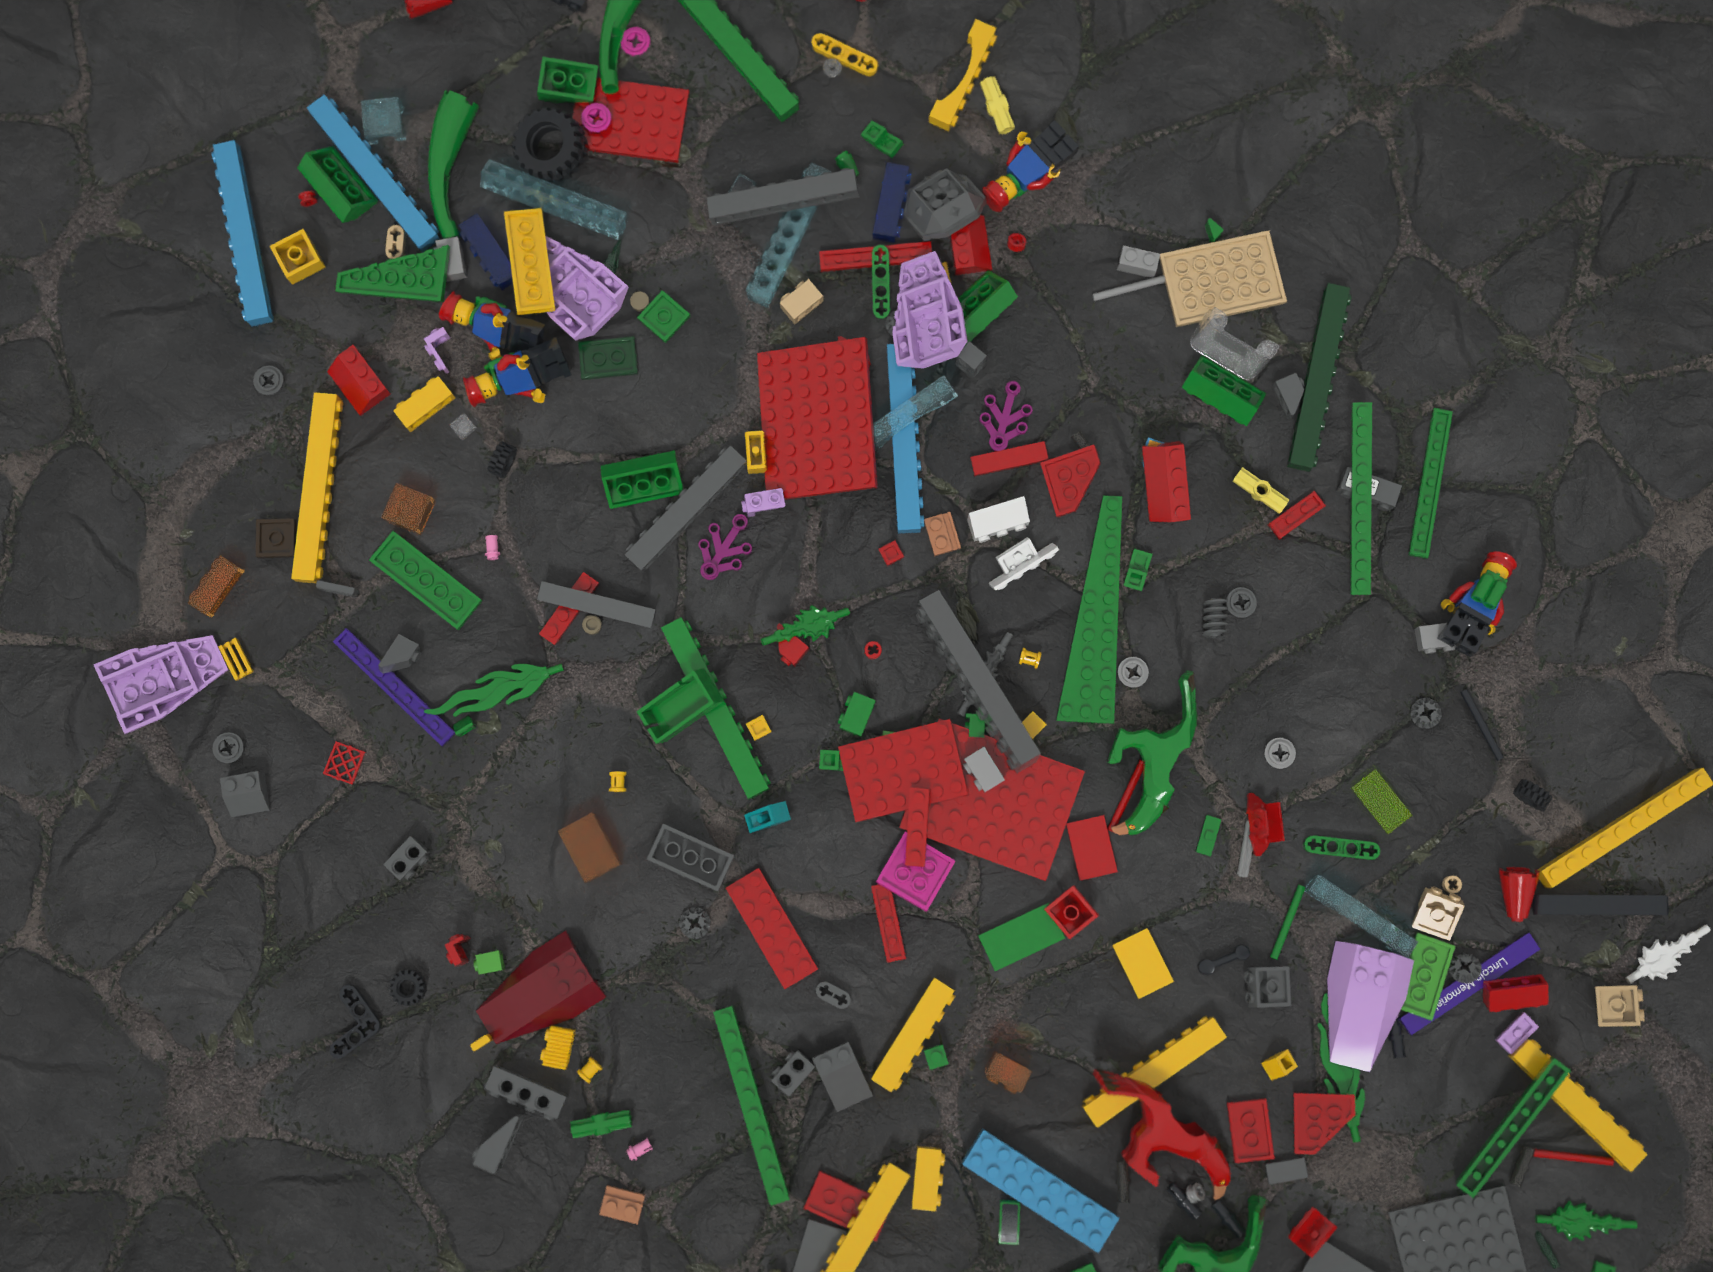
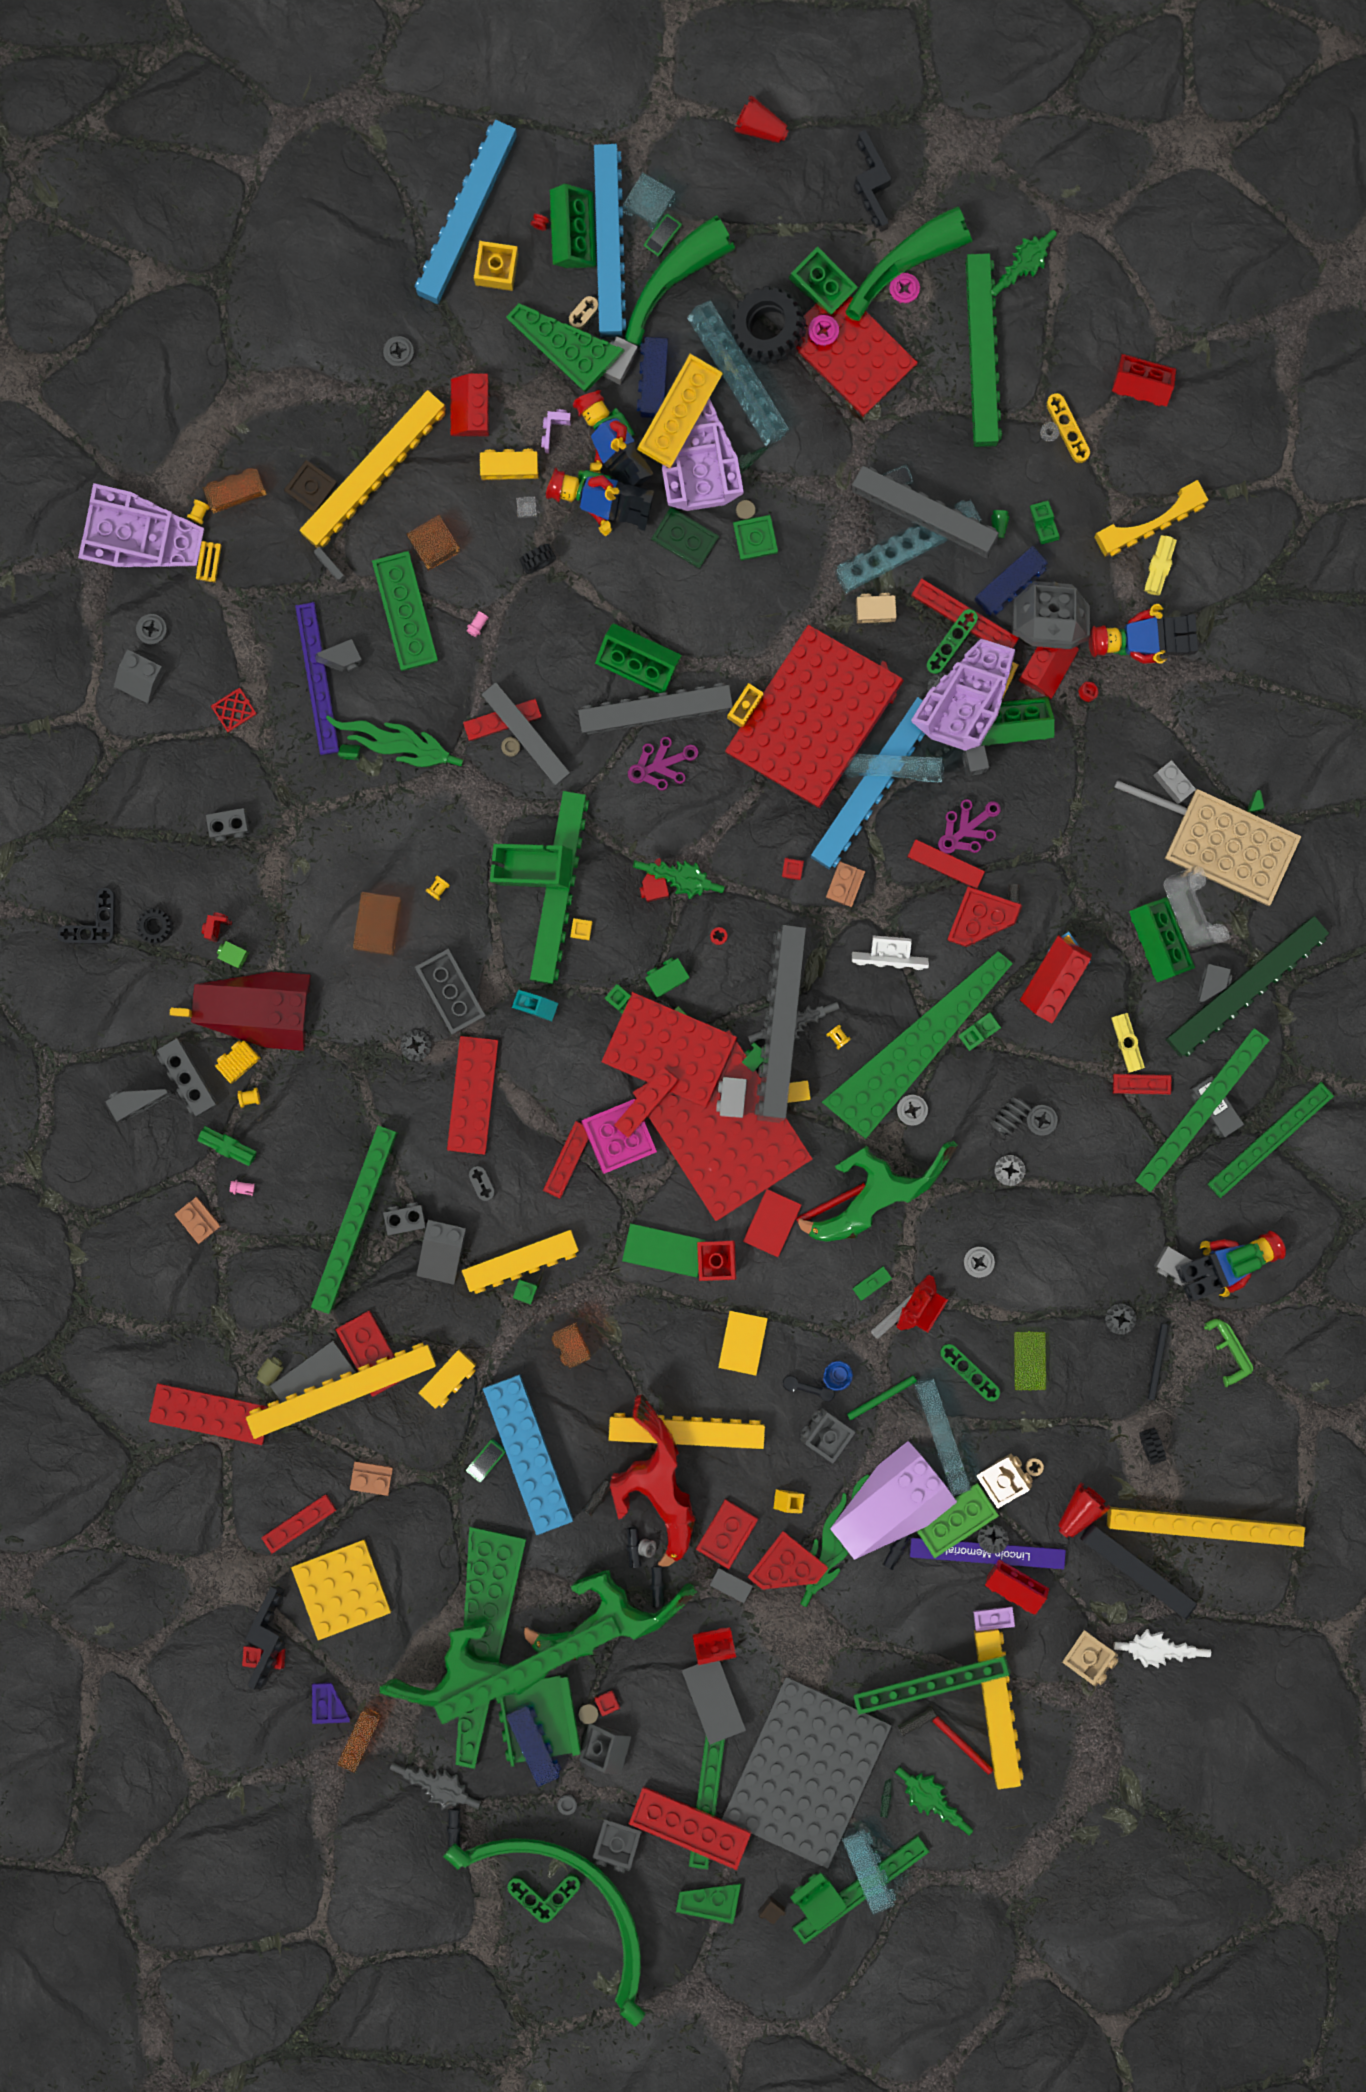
camera: 30 degrees right, 5 degrees up
(198, 625) = (198, 512): none -> yellow bush
(413, 137) = (663, 234): none -> slope
(762, 501) = (721, 750): lavender bracket -> none
(998, 519) = (898, 907): white slope -> none
(1240, 931) = (838, 1375): none -> blue hair
(1245, 670) = (1002, 1175): none -> light grey gear
(1535, 668) = (1235, 1348): none -> bright green piece

